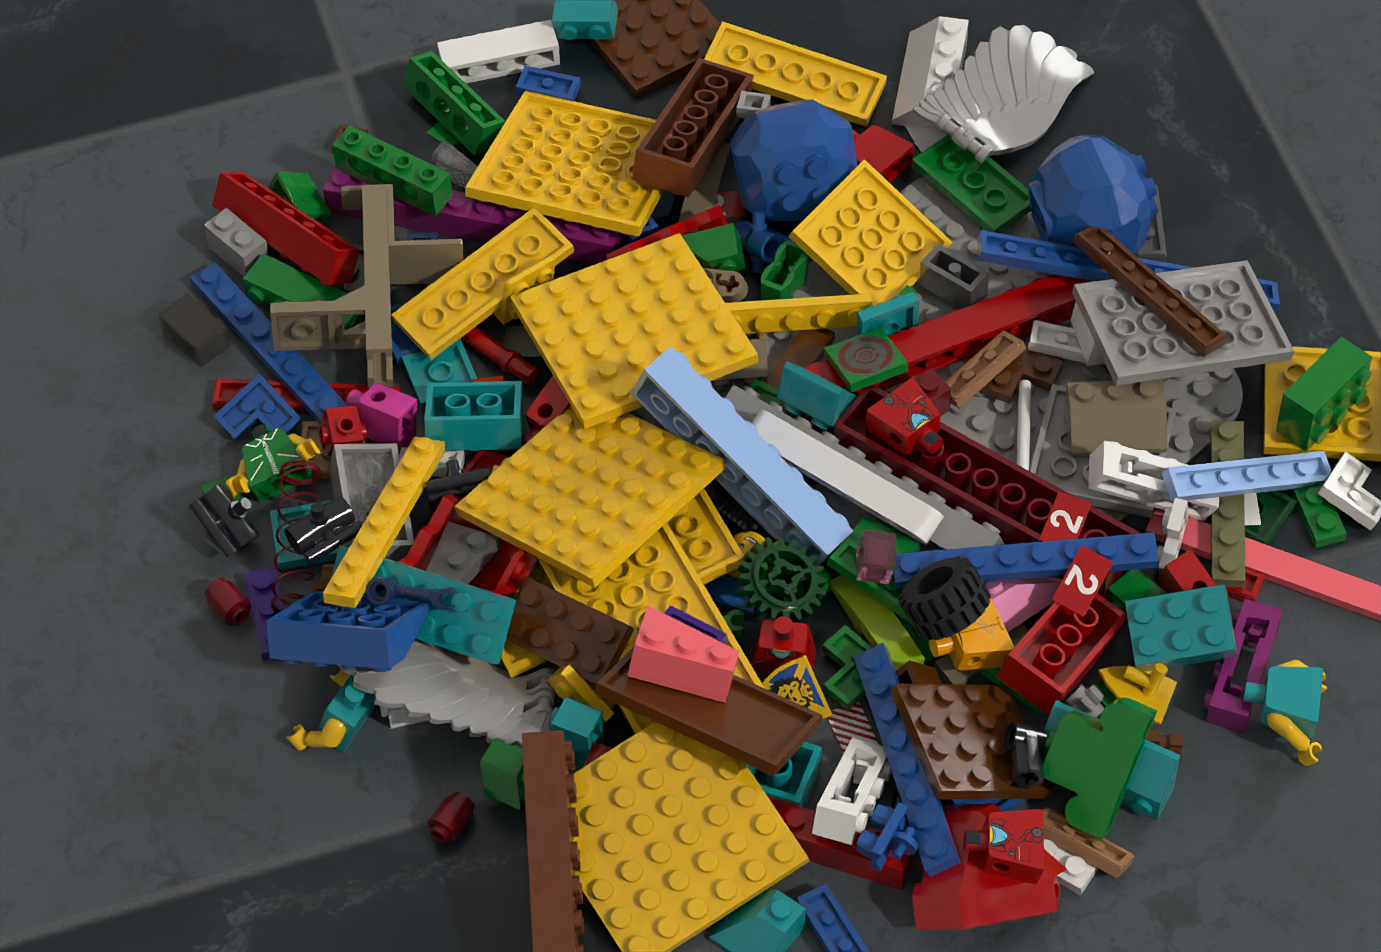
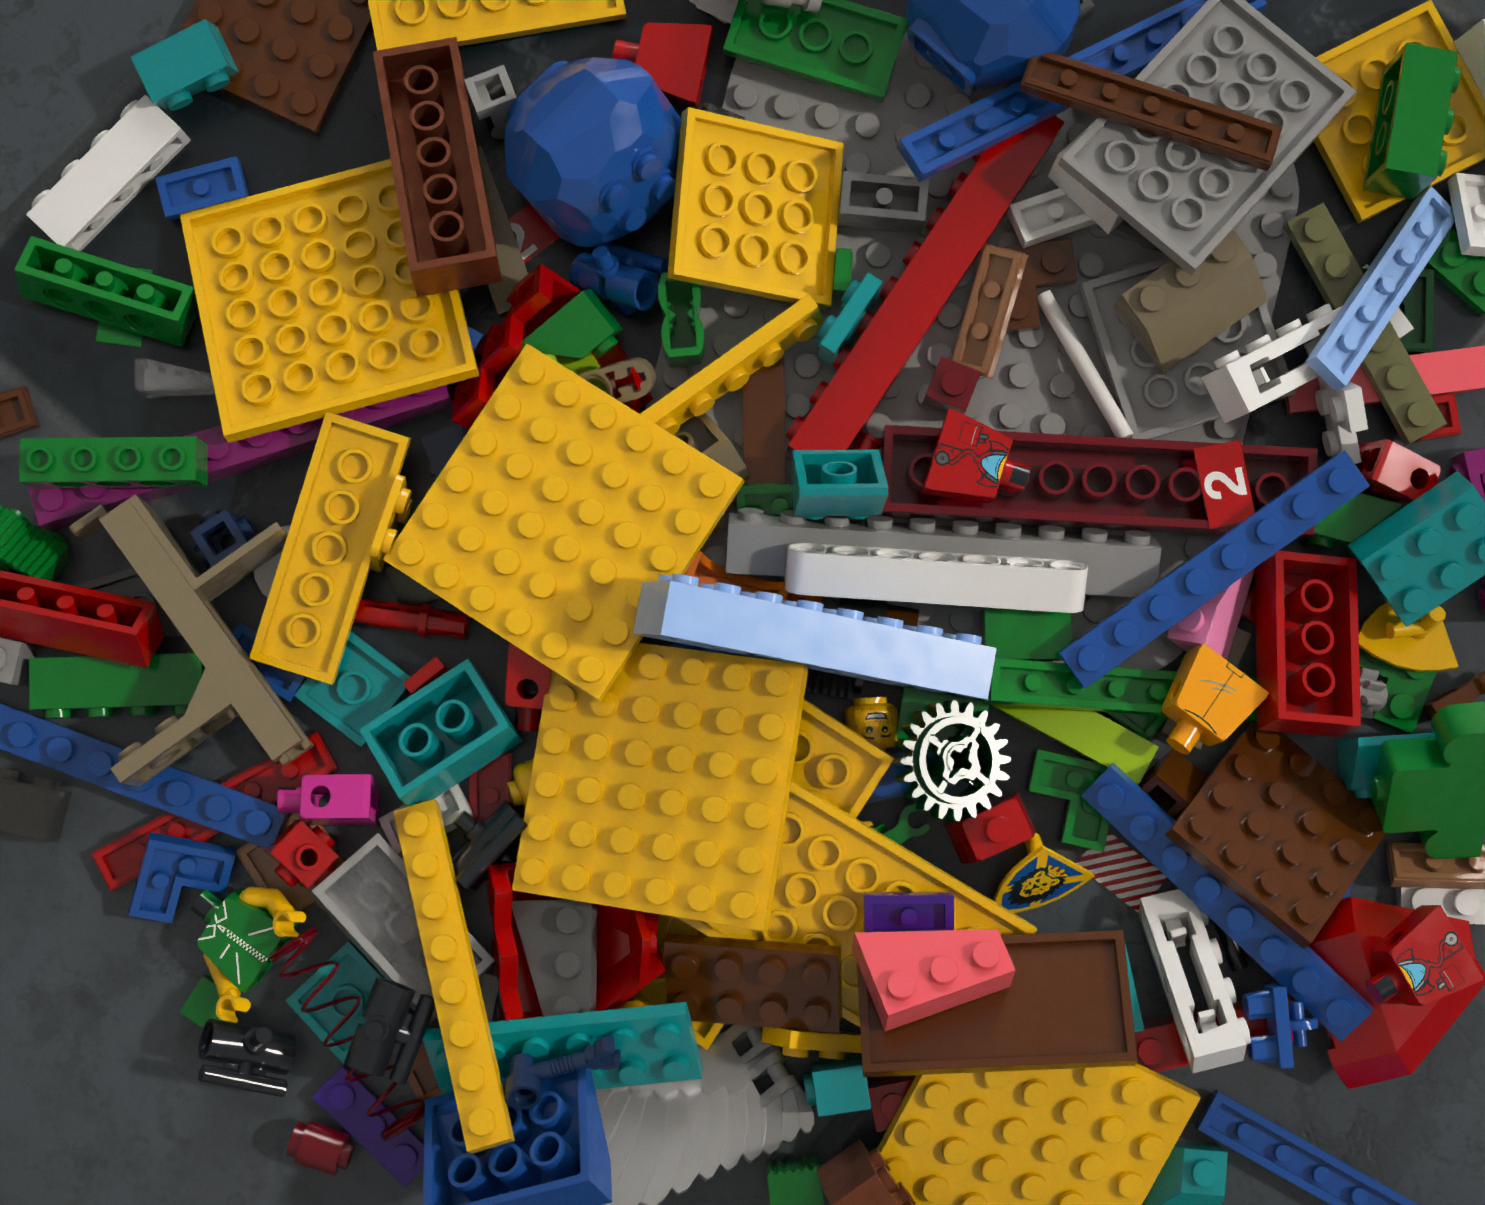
camera: 35 degrees left, 30 degrees up
(866, 359) = (862, 394): tile -> none
(876, 556) = (1046, 670): clear pink brick -> none
(944, 598) = (1197, 697): black tyre -> none
(1026, 750) = (1349, 807): black piece -> none
(1082, 580) = (1297, 561): red sticker -> none

